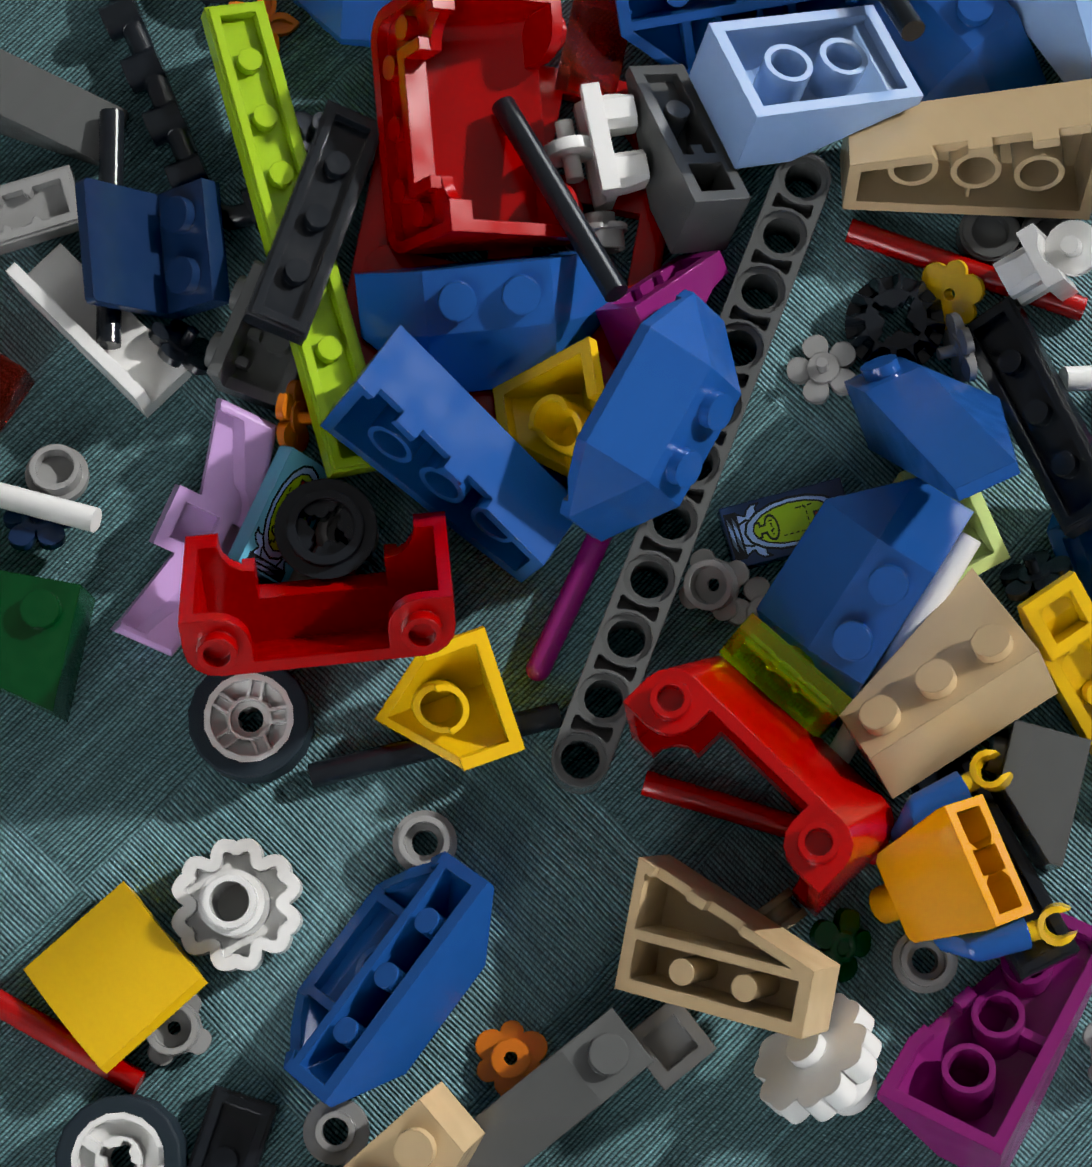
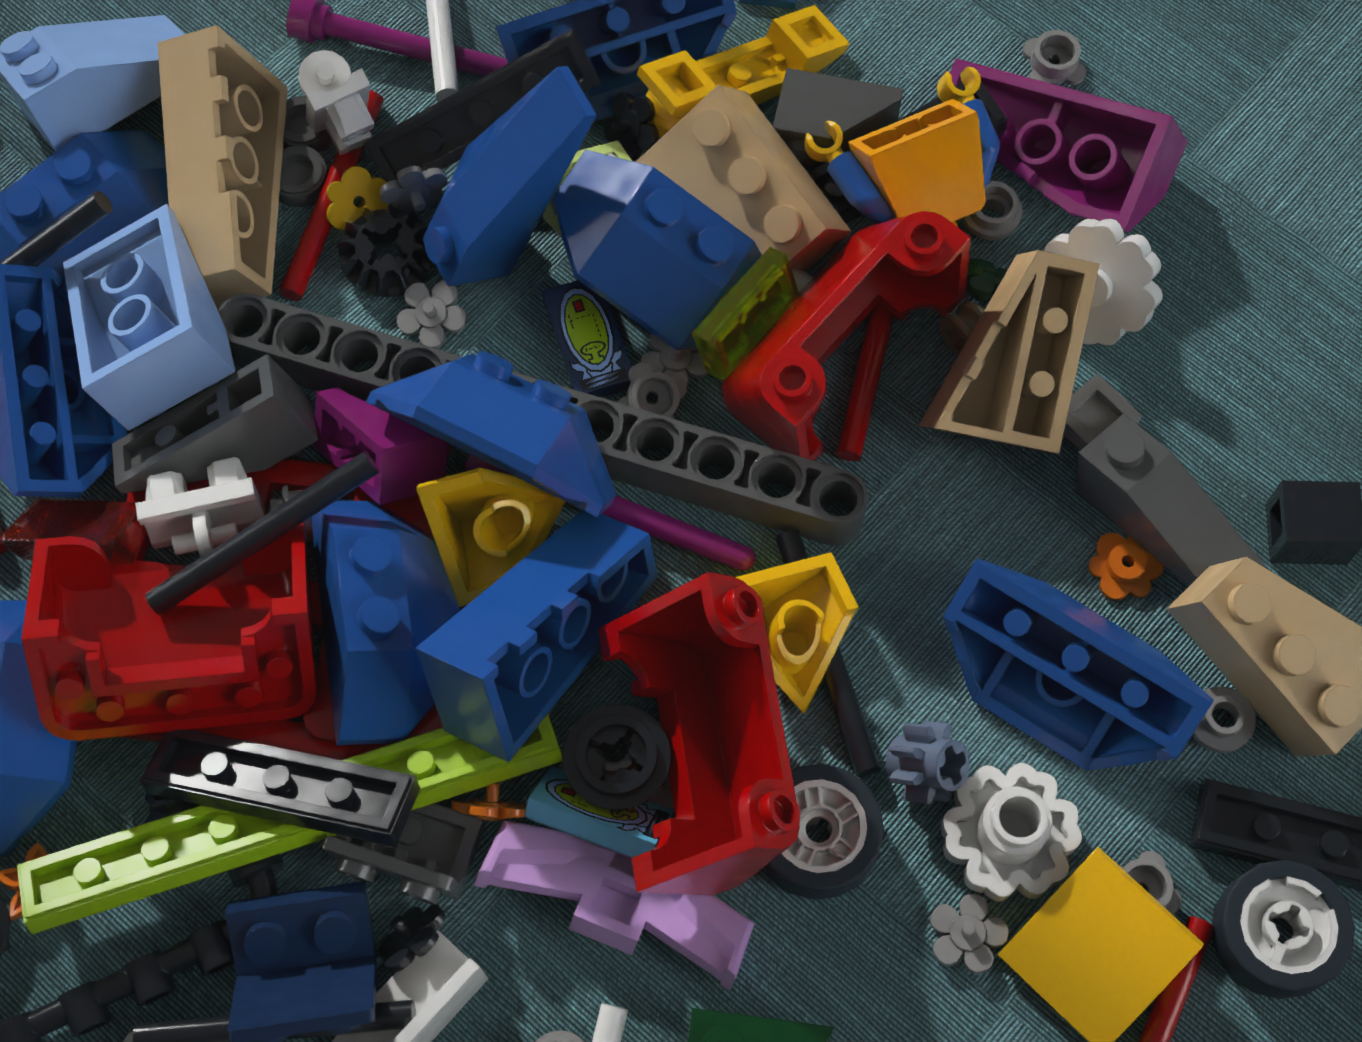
camera: 90 degrees left, 10 degrees down
(147, 857) = (967, 934): none -> light grey plant
(307, 828) = (927, 762): none -> sand blue gear
(422, 822) = (926, 635): light grey plate -> none

